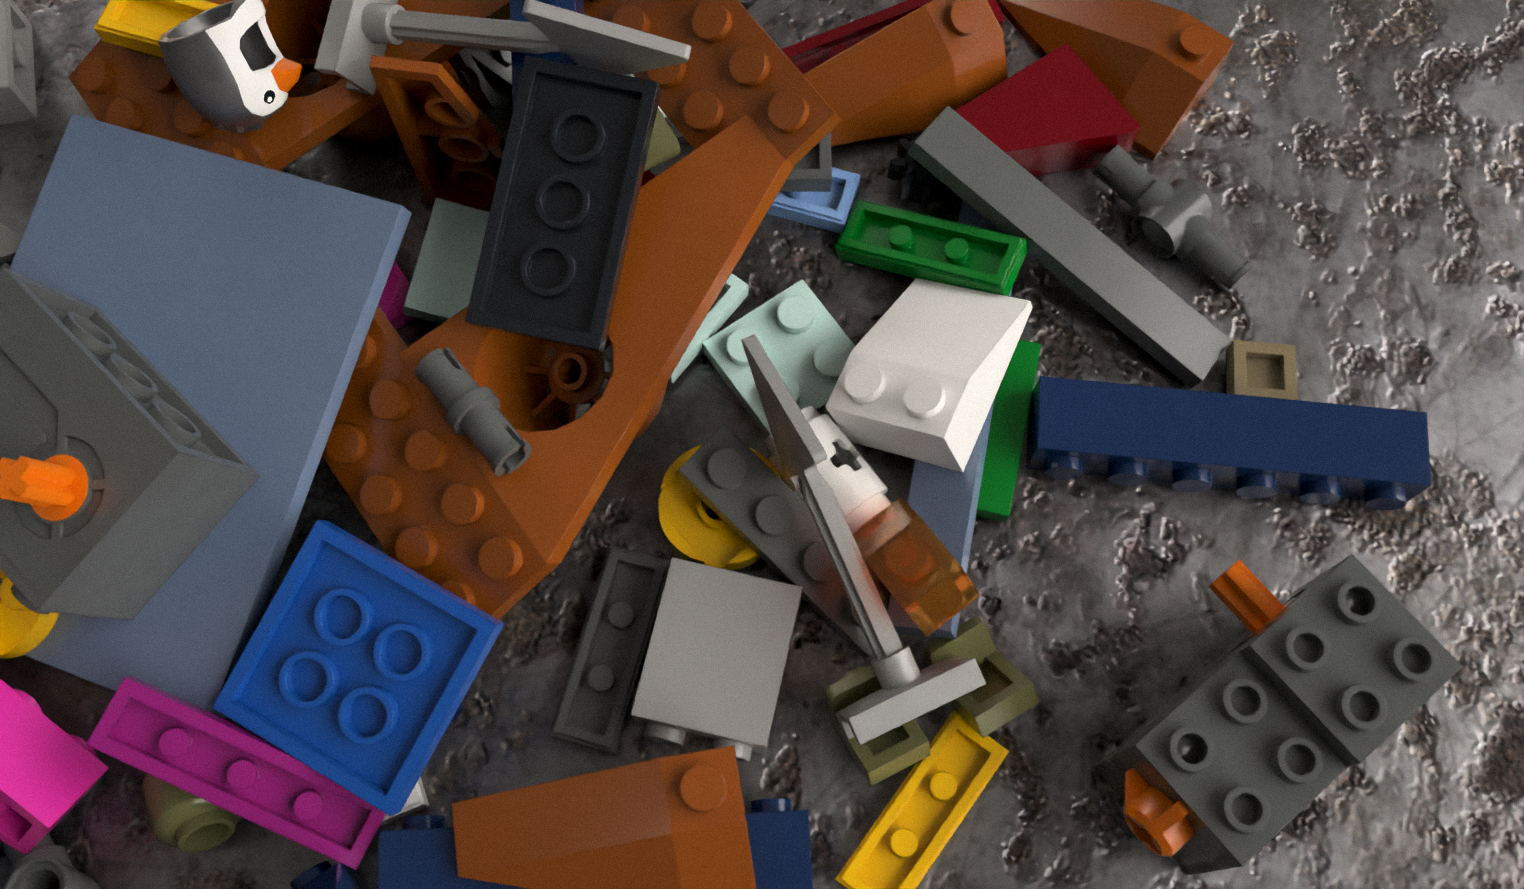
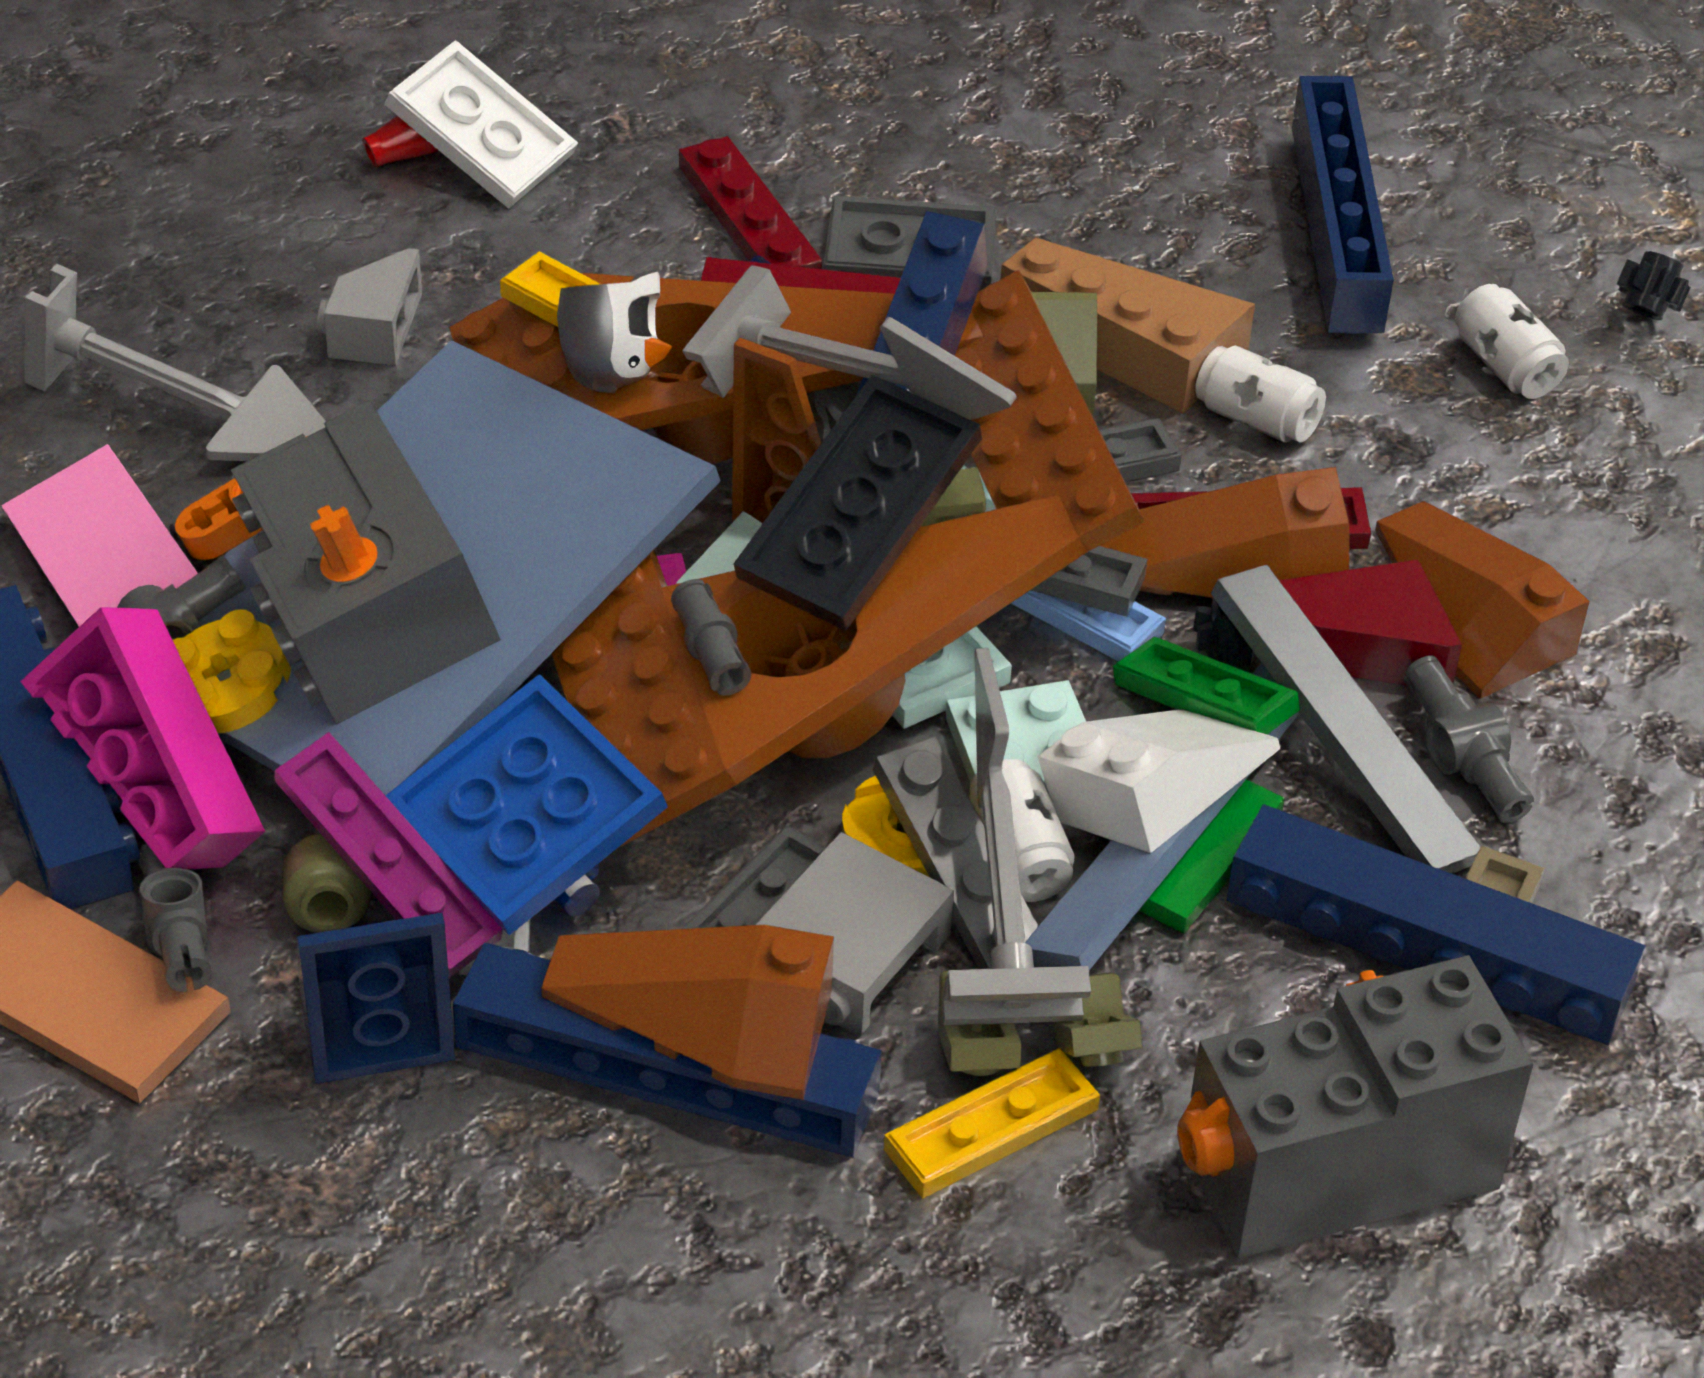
camera: 20 degrees right, 25 degrees down
(915, 566) = (1067, 895): clear orange slope -> none

